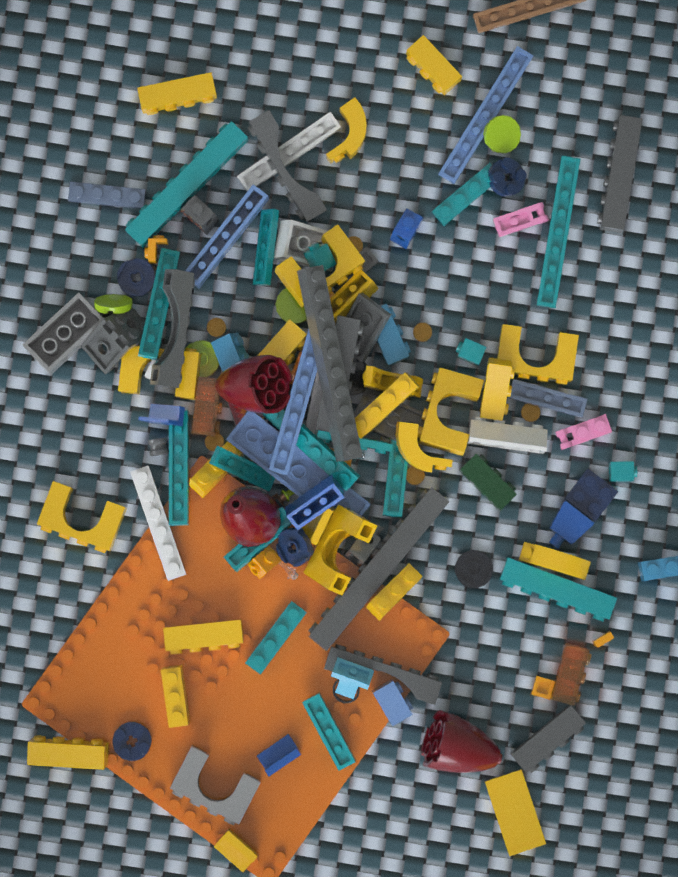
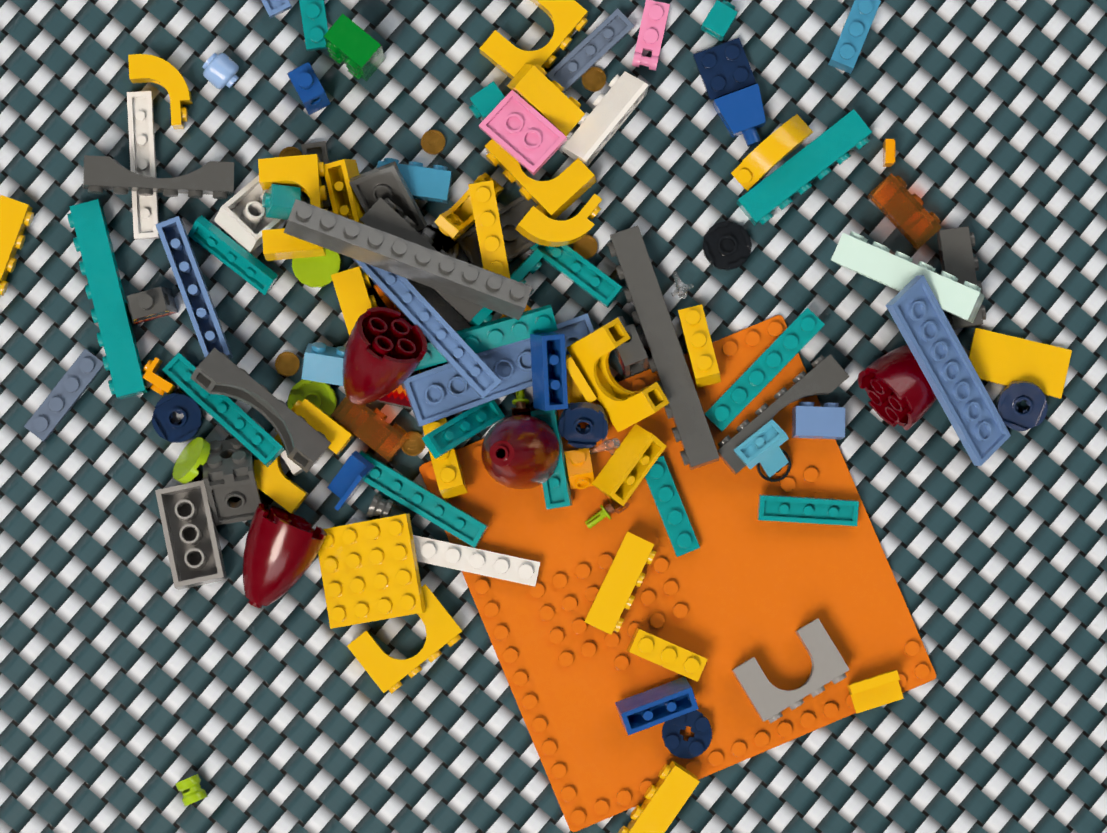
camera: 60 degrees left, 0 degrees up
(86, 397) = (277, 553): none -> dark red cylinder
(111, 465) = (370, 571): none -> yellow plate
(137, 710) = (656, 705): none -> blue brick
(245, 596) = (605, 512): none -> lime piece
(279, 755) = (800, 581): blue panel -> none
(286, 593) = (629, 464): none -> yellow brick
(382, 164) = (221, 71): none -> light blue head
(405, 645) = (764, 369): none -> teal plate
(426, 556) = (681, 288): none -> clear bar
(451, 240) = (354, 48): none -> green brick
(463, 387) = (523, 132): none -> bright pink plate
(478, 768) = (948, 370): none -> medium blue plate
(481, 841) = (1015, 393): none -> dark blue plate
(488, 481) = (641, 170): dark green brick -> none
(524, 703) = (898, 270): none -> light aqua brick
(543, 687) = (903, 245): light orange tile -> none

